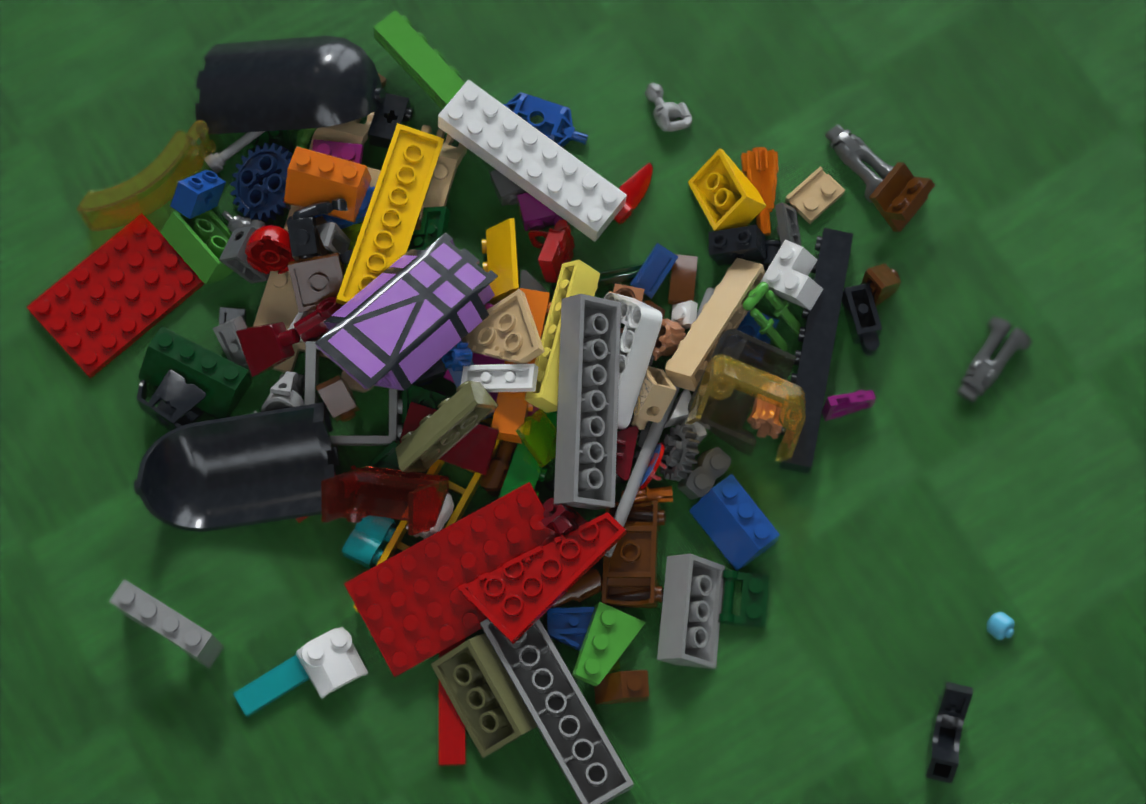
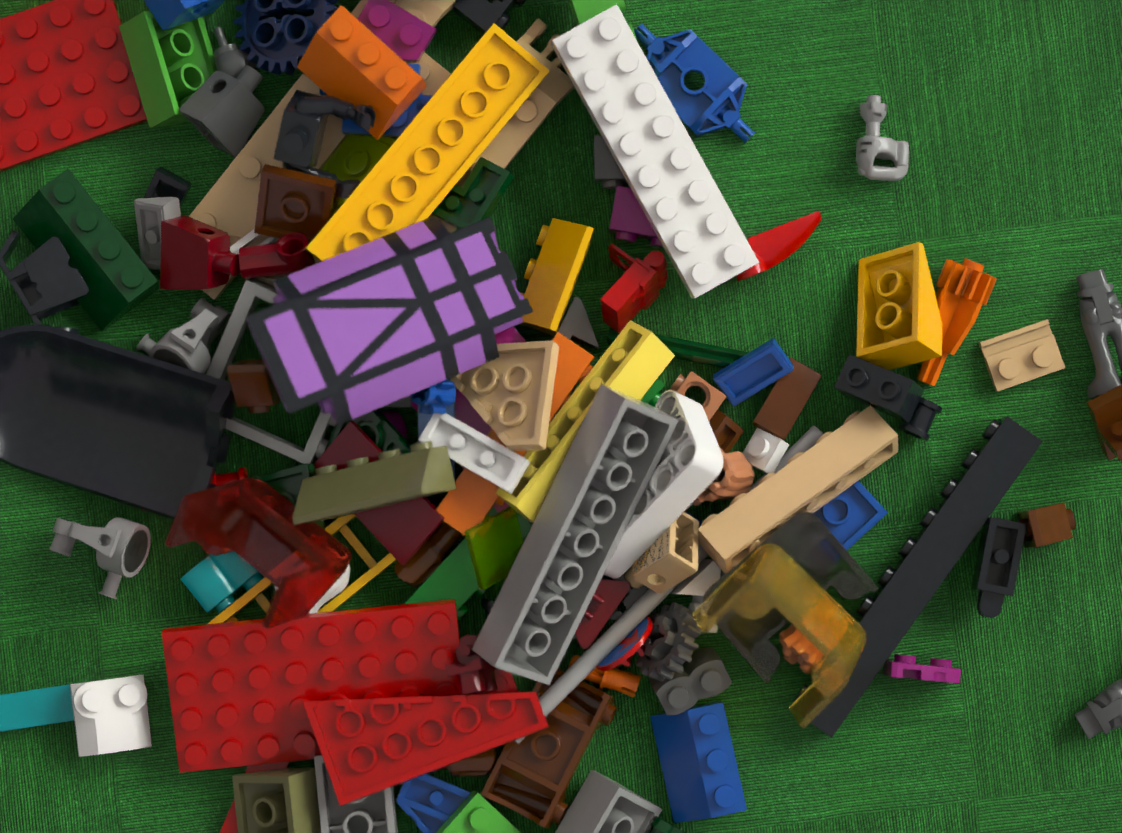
camera: 20 degrees right, 15 degrees up
(269, 249) = (251, 124): red cylinder -> none
(289, 543) = (119, 547): none -> light grey piece
(333, 238) = (339, 152): light grey slope -> none
(781, 310) = (896, 503): bright green piece -> none
(787, 224) = (960, 391): dark grey plate -> none
(790, 277) = (926, 461): white brick -> none

